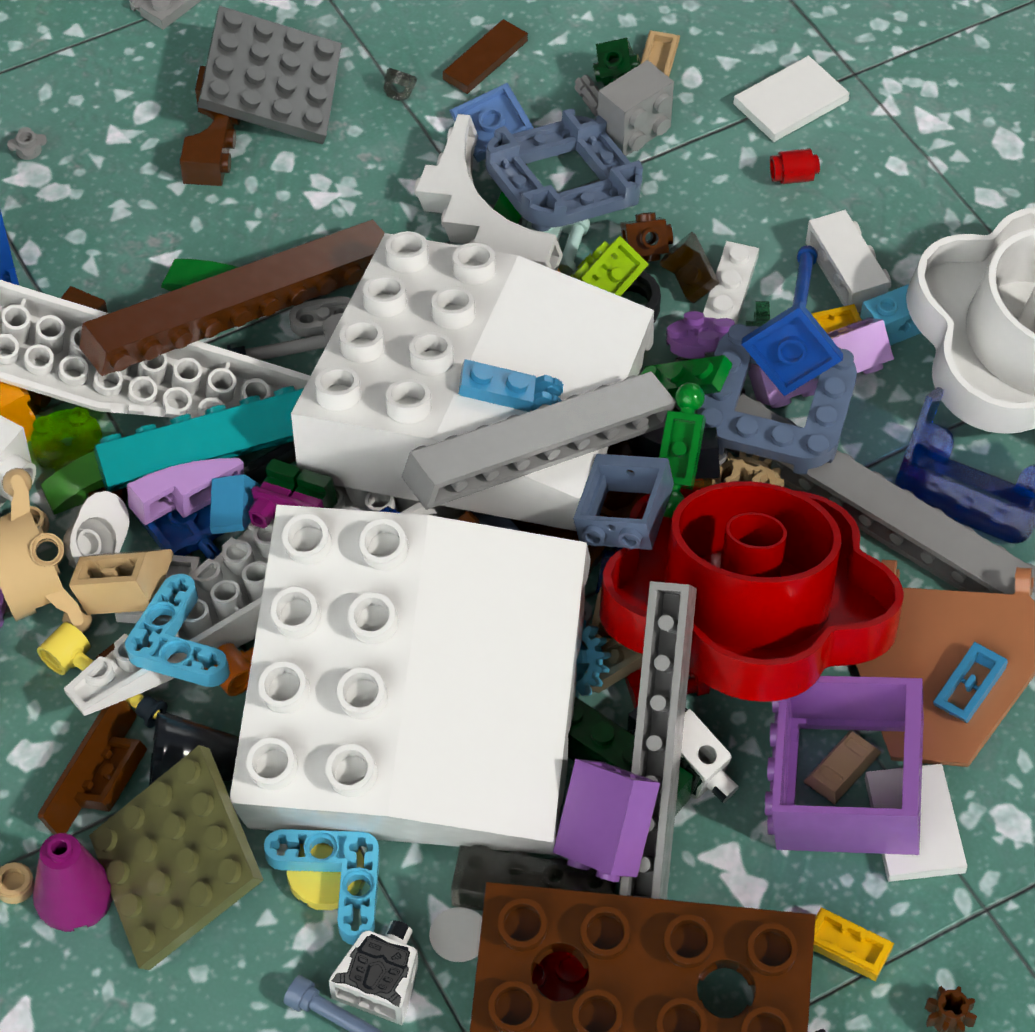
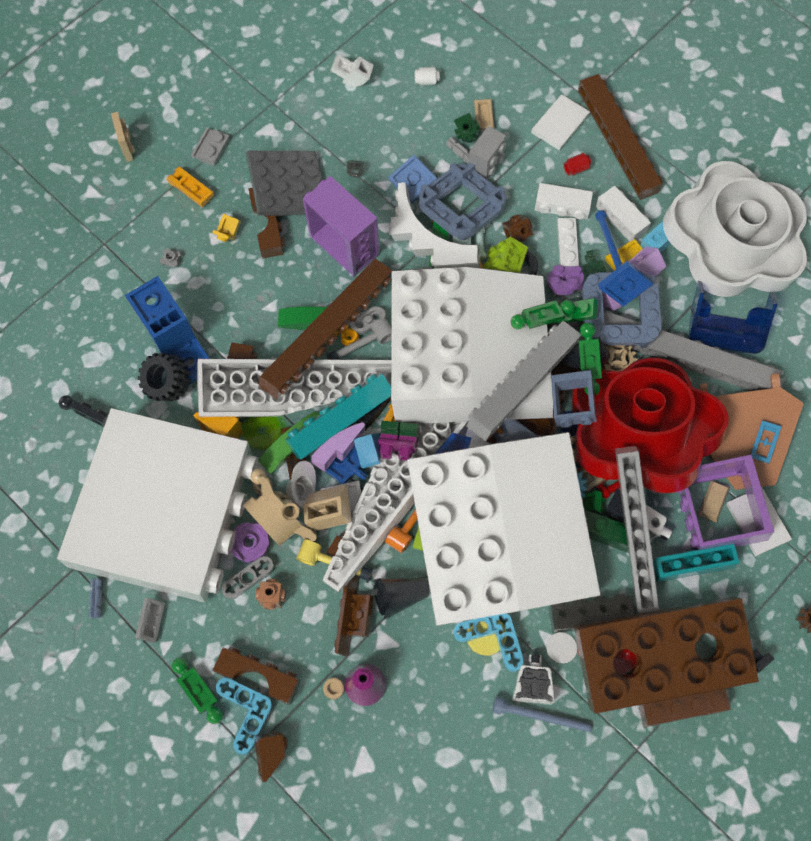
camera: 15 degrees left, 15 degrees up
(107, 47) = (190, 186): none -> light orange plate
(141, 120) = (227, 228): none -> yellow bracket
(163, 639) = (366, 543): medium azure beam -> none
(175, 857) = (415, 657): olive plate -> none
(280, 331) = (349, 333): none -> light orange plate
(329, 146) = (342, 225): none -> medium lavender window
(485, 56) = (393, 138): reddish brown tile -> none
(508, 386) = (496, 352): dark azure hinge -> none
(606, 819) = (624, 576): medium lavender brick -> none
(612, 700) = (593, 501): none -> green tile
(621, 358) = (542, 314): none -> green plate
(690, 267) = (545, 239): dark brown slope -> none
(746, 216) = (563, 201): none -> white brick
(761, 851) = (695, 563): none -> teal brick
(850, 944) = (752, 597): yellow plate -> none
(889, 143) = (620, 136): none -> reddish brown brick

